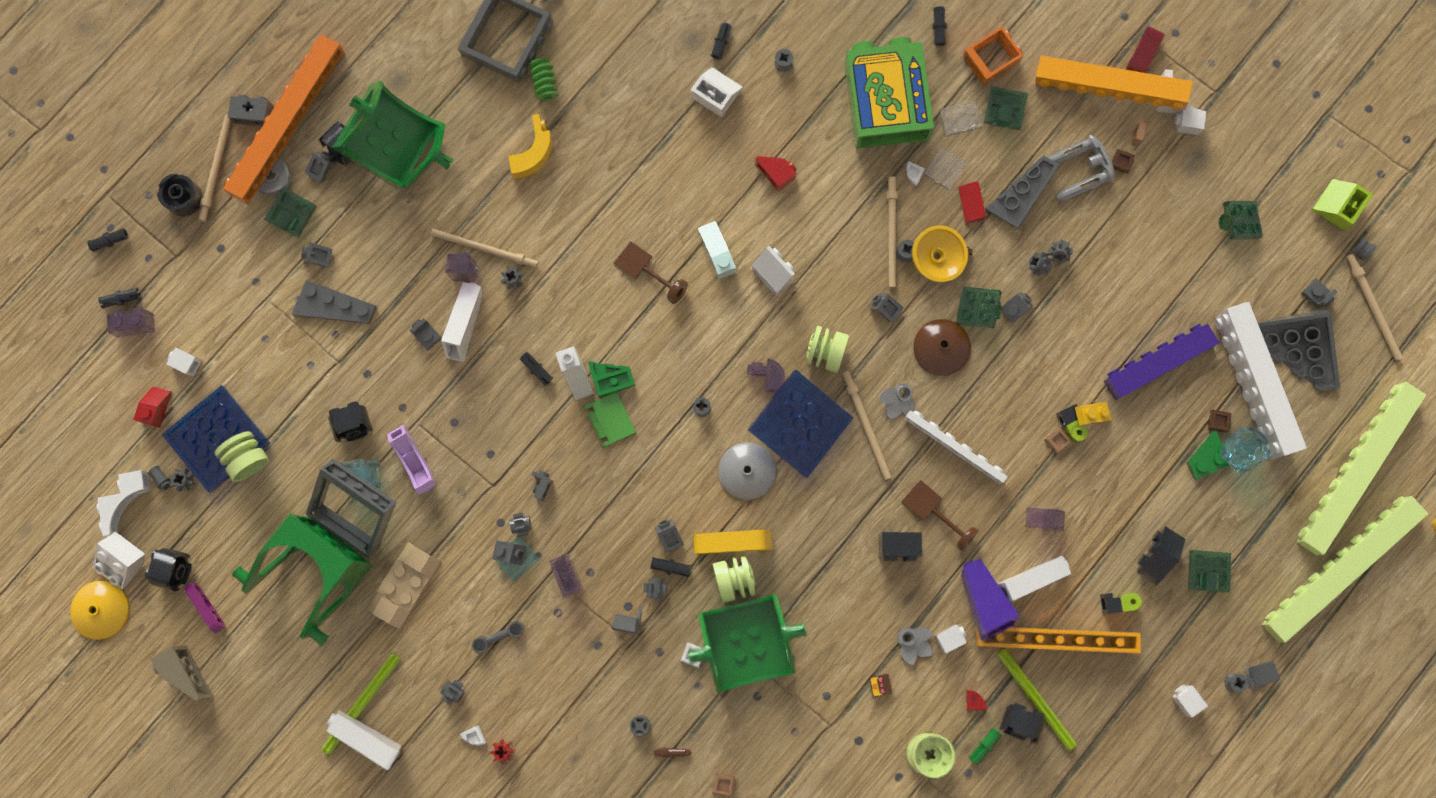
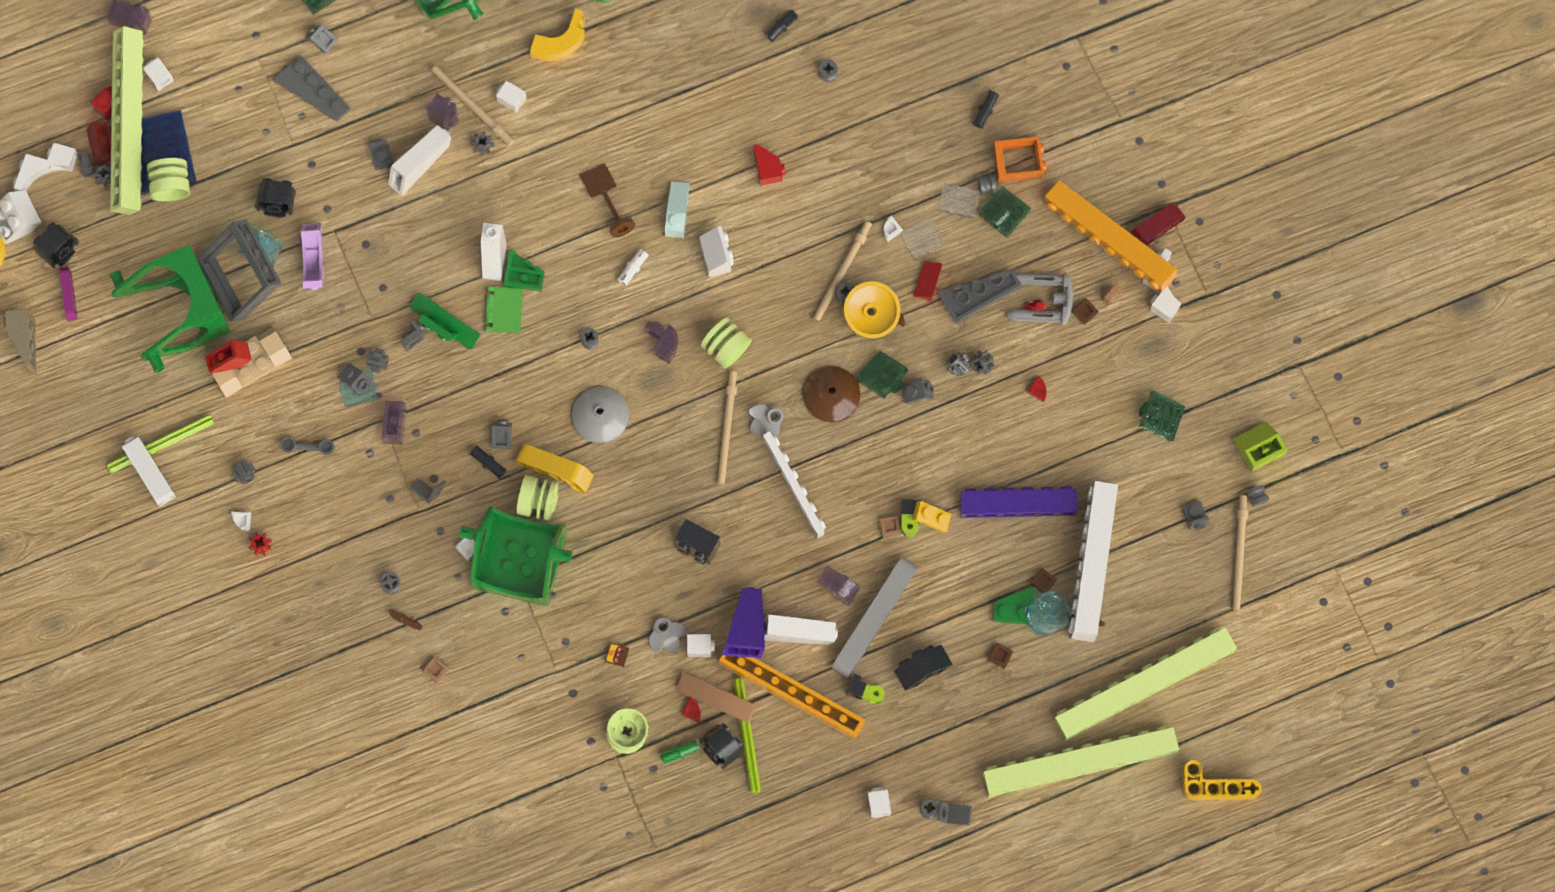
camera: 20 degrees right, 5 degrees down
(162, 452) = (100, 142): none -> clear red brick
(175, 421) = (126, 121): none -> yellowish green brick
(382, 593) = (228, 357): none -> red slope
(514, 222) = (510, 96): none -> white brick
(536, 368) = (462, 233): black axle -> none
(562, 459) = (443, 323): none -> green bracket
(655, 588) = (465, 473): dark grey gear -> none
(705, 322) = (632, 267): none -> white pin
(715, 91) = (751, 68): white slope -> none
(800, 423) = (667, 395): clear blue plate -> none
(886, 306) = (800, 333): dark grey bracket -> none
(888, 93) = (903, 146): brick -> none
(923, 501) = (741, 518): reddish brown piece -> none
(977, 91) = (987, 184): none -> dark grey wheel
(992, 679) = (716, 697): none -> medium nougat slope
(1077, 177) = (1035, 305): none -> red tile
(1091, 531) = (874, 617): none -> light grey beam
(1120, 251) = (1038, 389): none -> red tile
(1209, 571) = (960, 704): clear green plate -> none
(1219, 507) = (1000, 656): none -> reddish brown tile
(1305, 345) = (1155, 551): dark grey slope -> none

